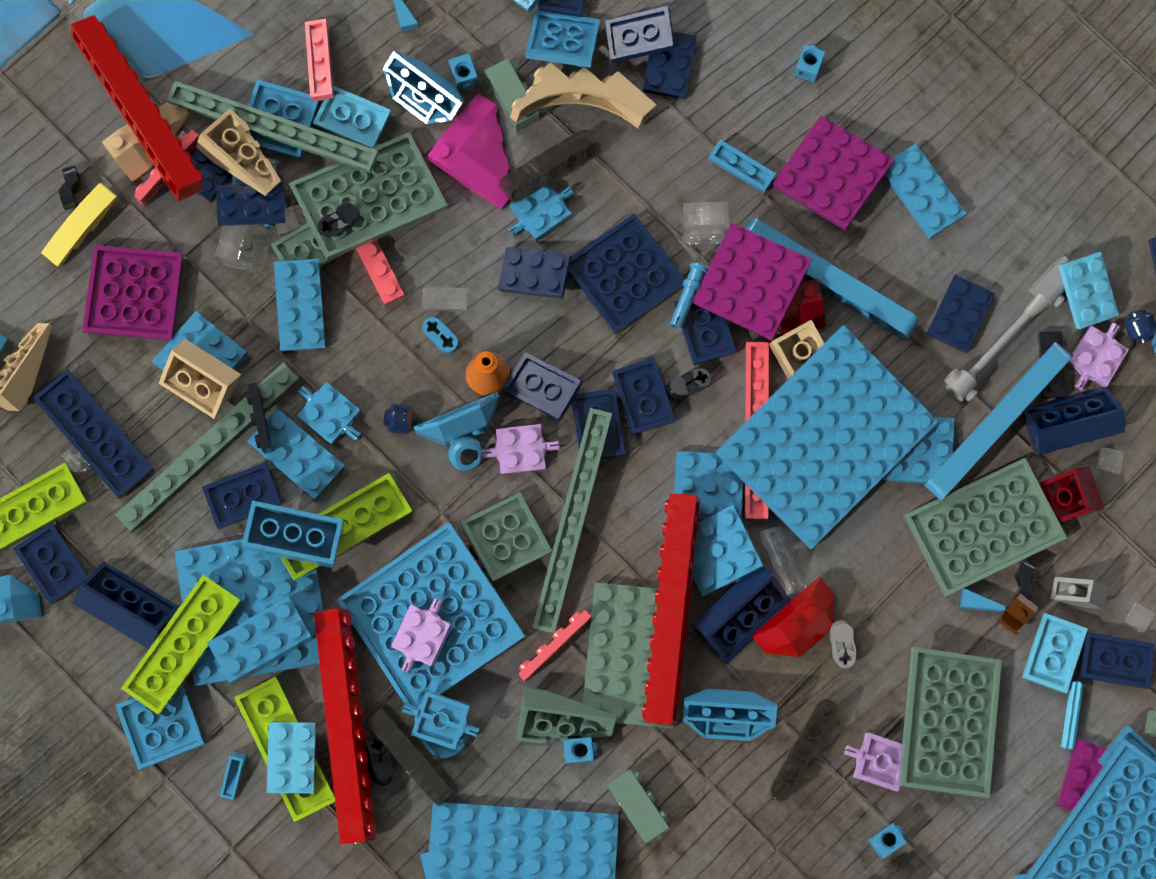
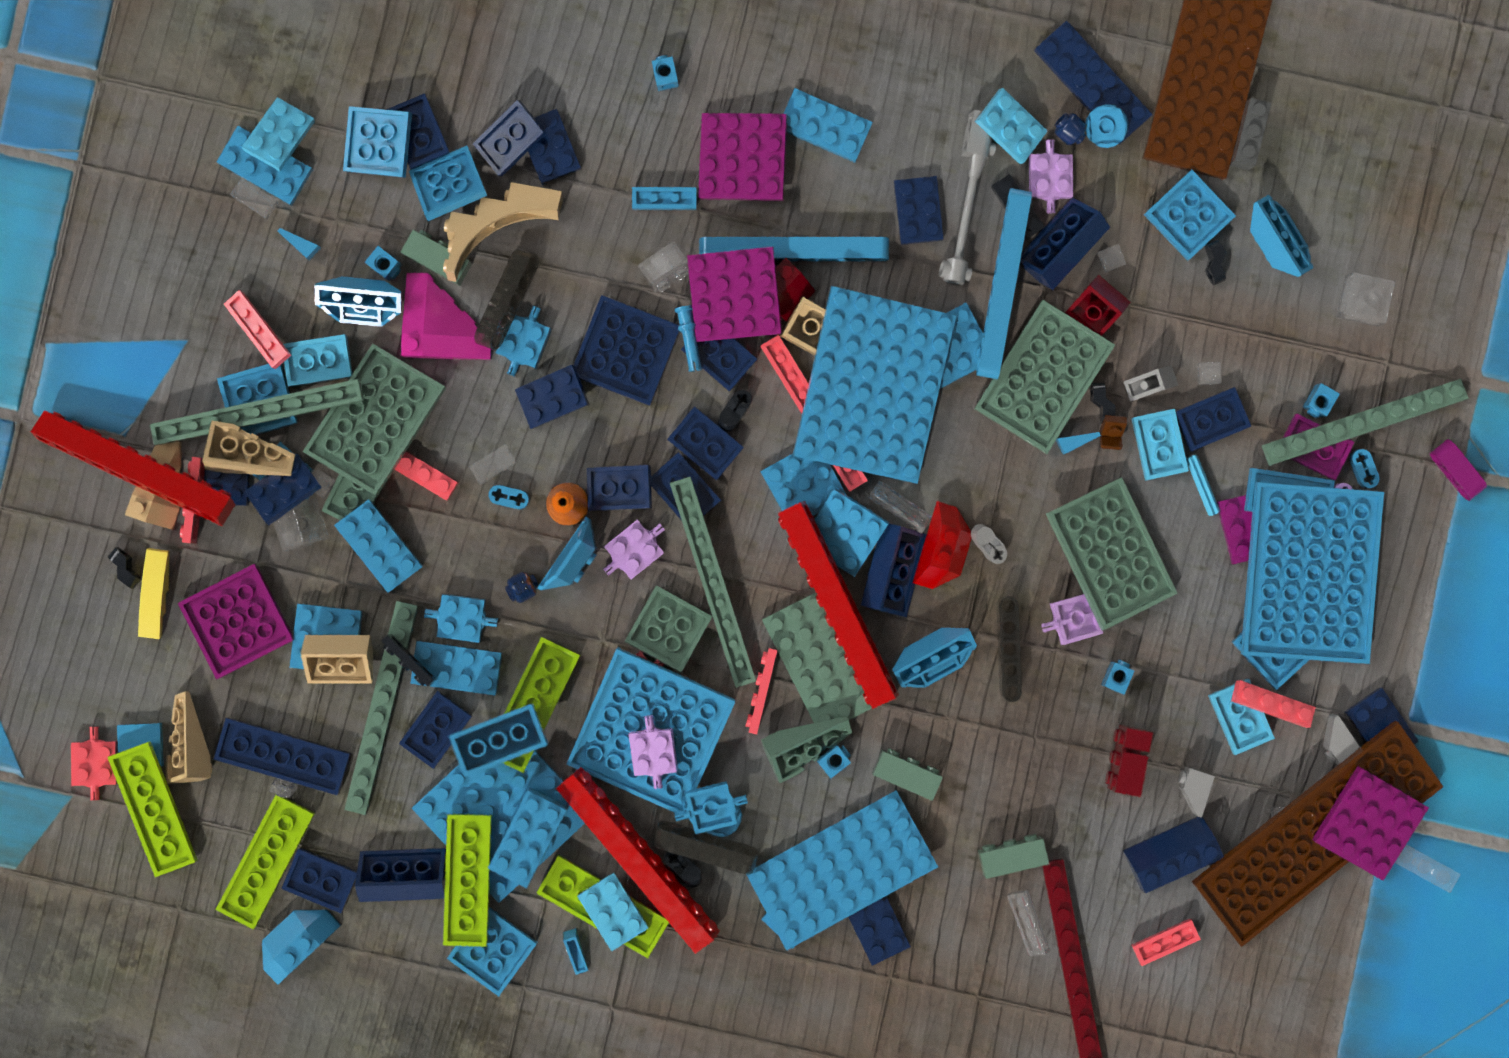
camera: 30 degrees left, 10 degrees up
(338, 220) = (367, 448): black piece -> none
(458, 446) = (585, 577): dark azure piece -> none

